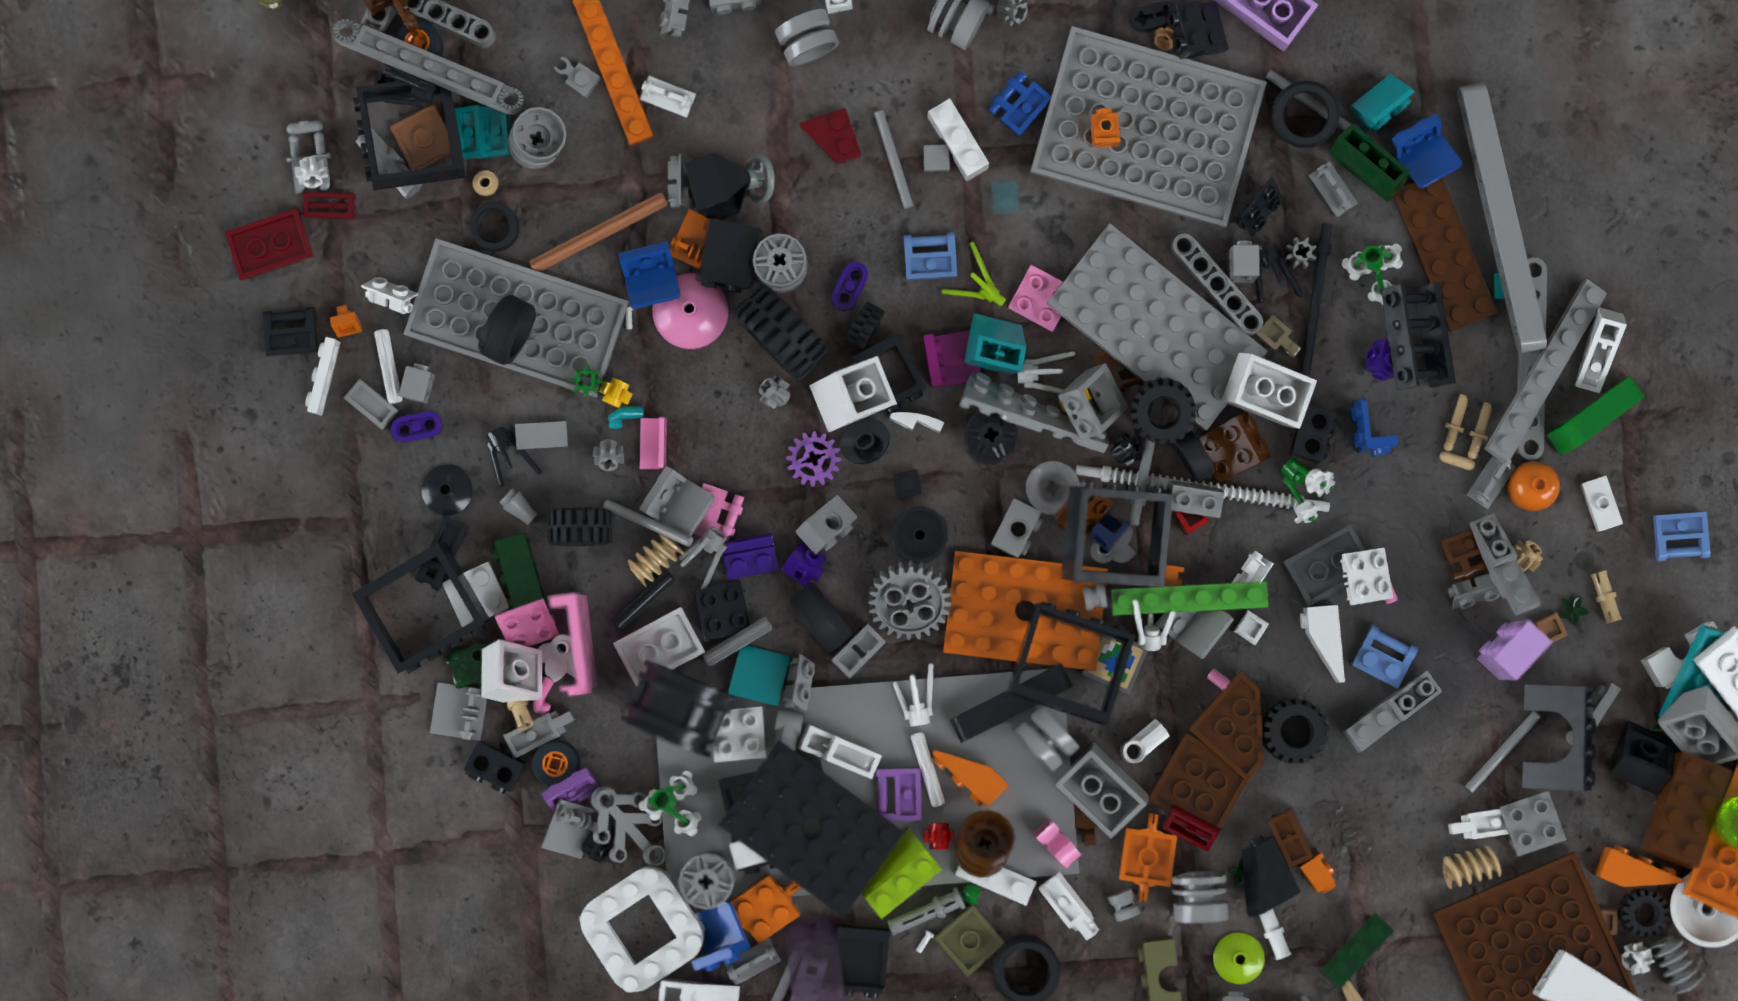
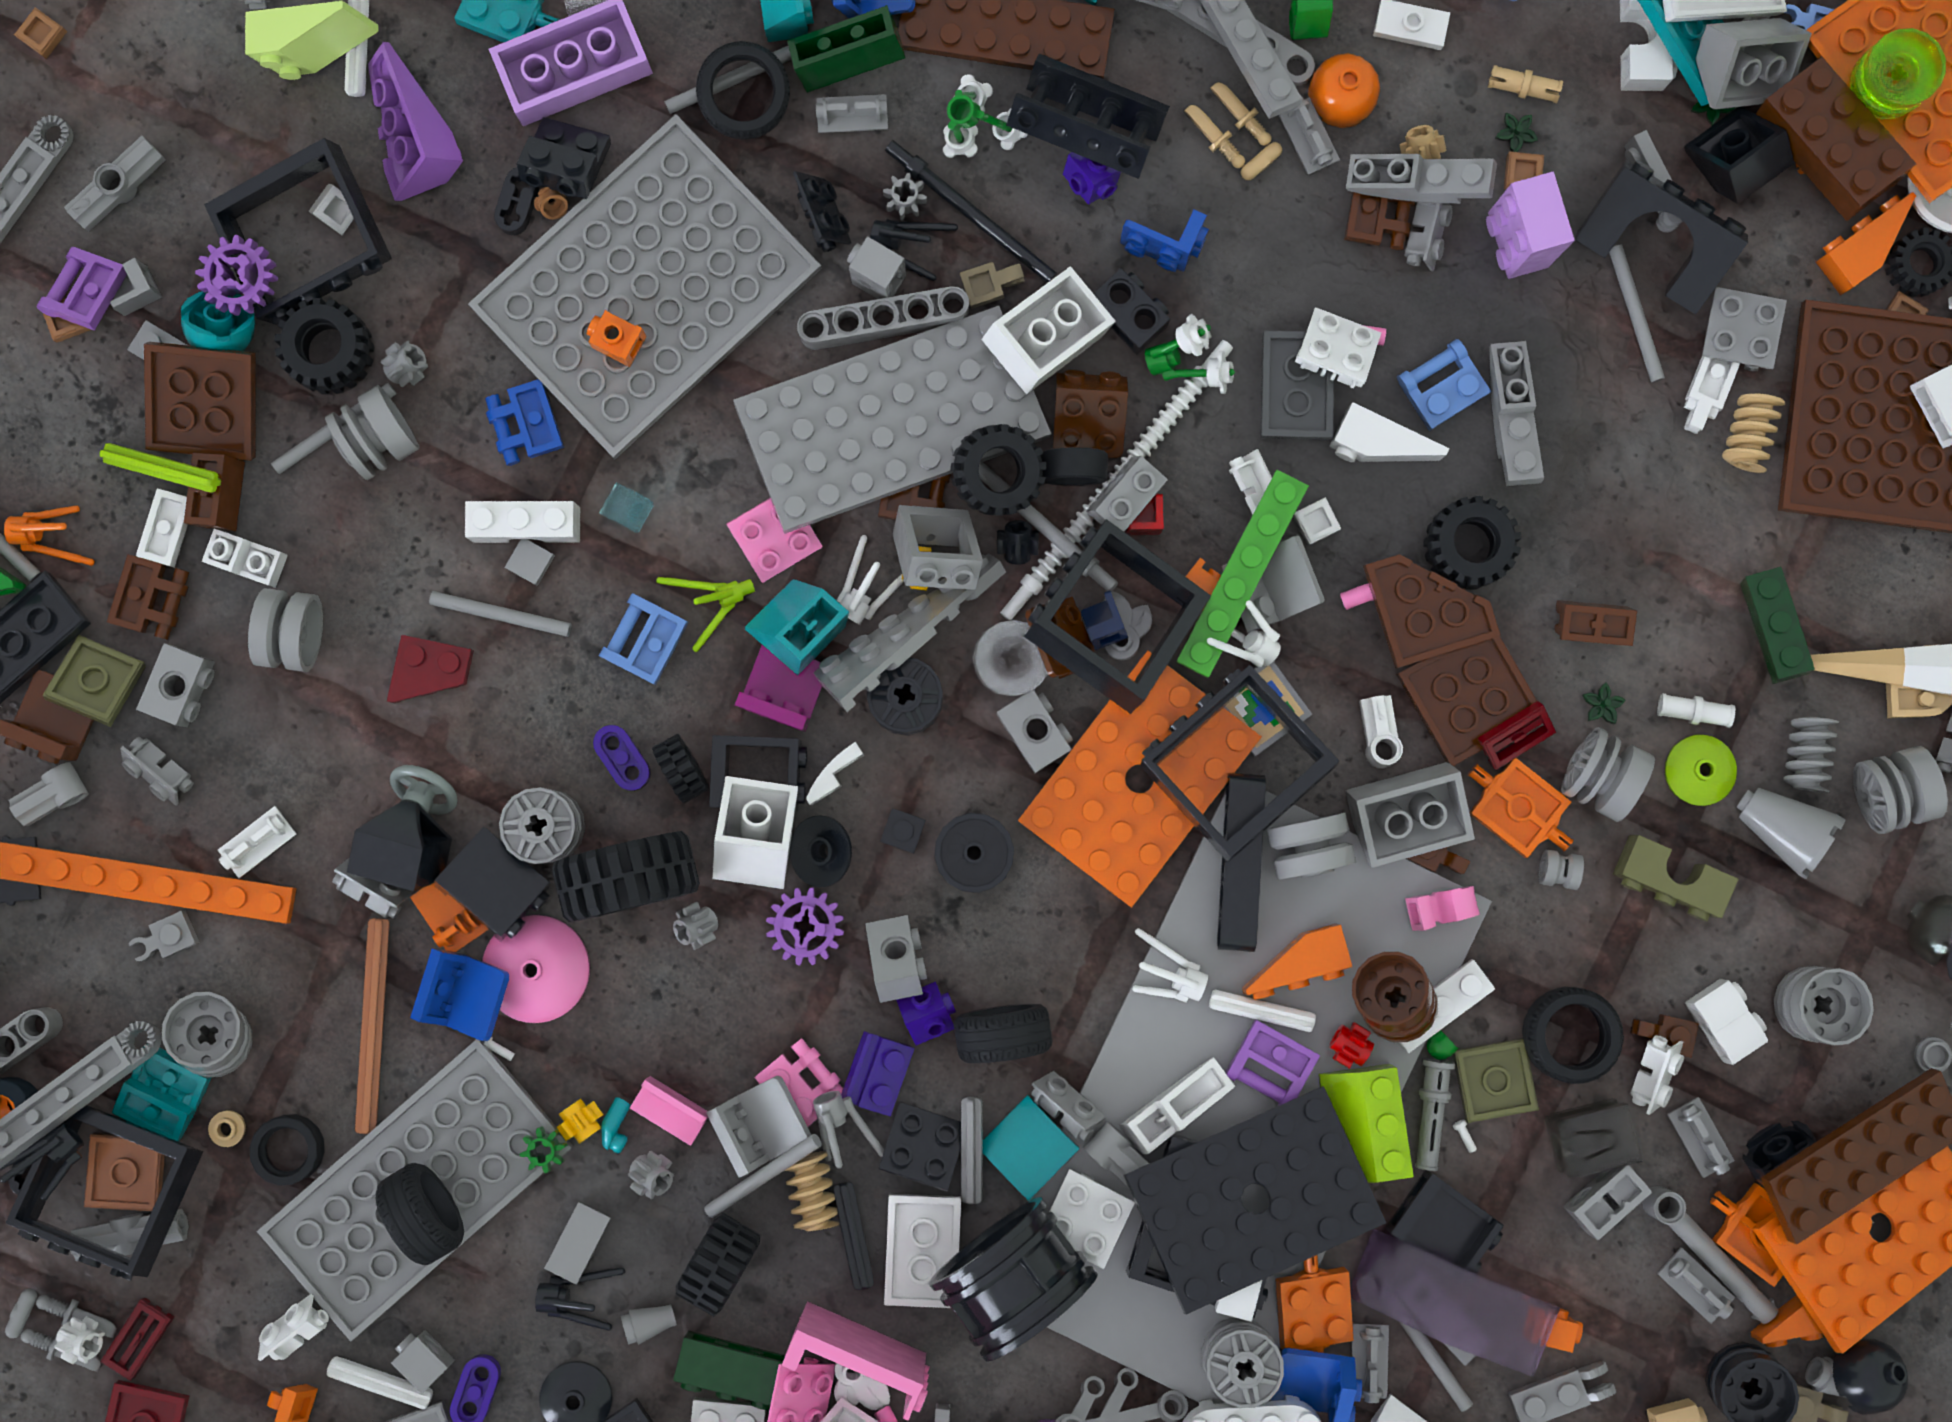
camera: 65 degrees left, 0 degrees up
(665, 800) = (1116, 1359): white plant -> none
(858, 650) = (1070, 1010): light grey brick -> none
(904, 580) = (1045, 911): light grey gear -> none
(1069, 905) = (1523, 936): white hinge -> none
(1094, 596) = (1173, 686): light grey wheel -> none
(1266, 876) = (1627, 680): black slope -> none
(1318, 873) = (1657, 615): orange brick -> none

